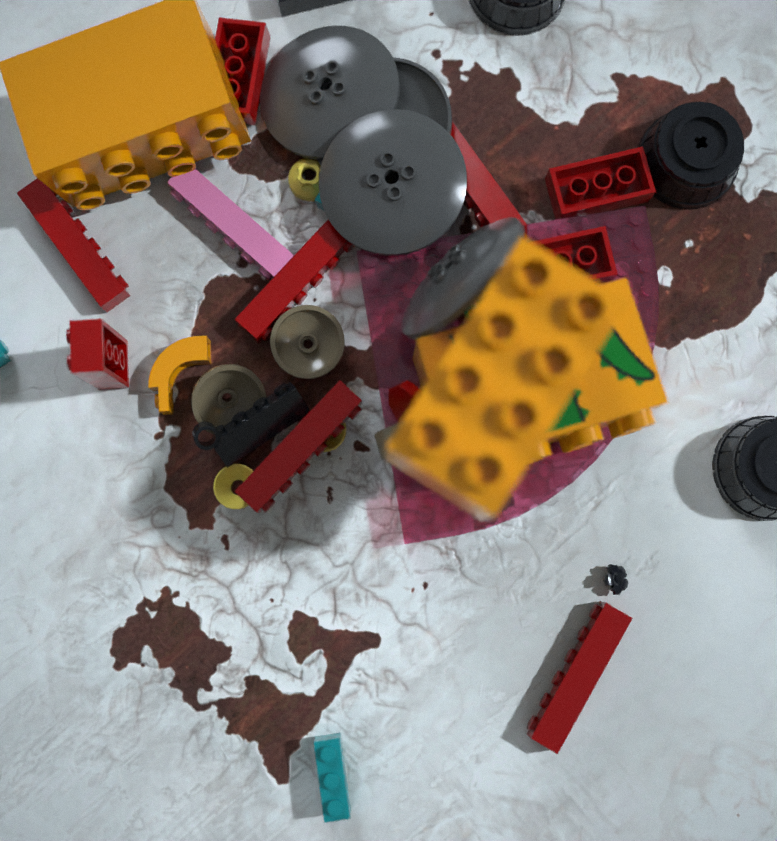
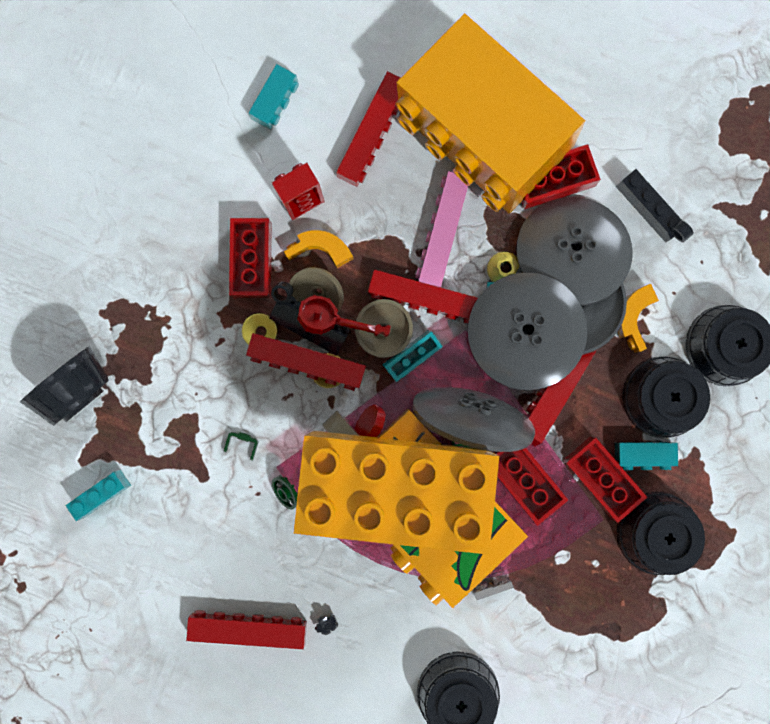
camera: 65 degrees right, 5 degrees up
(146, 454) = (250, 258): none -> red brick
(186, 745) = (68, 388): none -> black piece
(256, 403) = (320, 316): none -> red piece
(349, 570) = (244, 437): none -> dark green piece
(355, 325) = (412, 355): none -> teal brick
(420, 52) = (635, 304): none -> light orange arch
(439, 549) = (285, 492): none -> dark green wheel
(536, 93) = (649, 398): none -> black piece
(595, 126) = (646, 455): none -> teal brick
(663, 359) = (499, 584): none -> light grey hinge

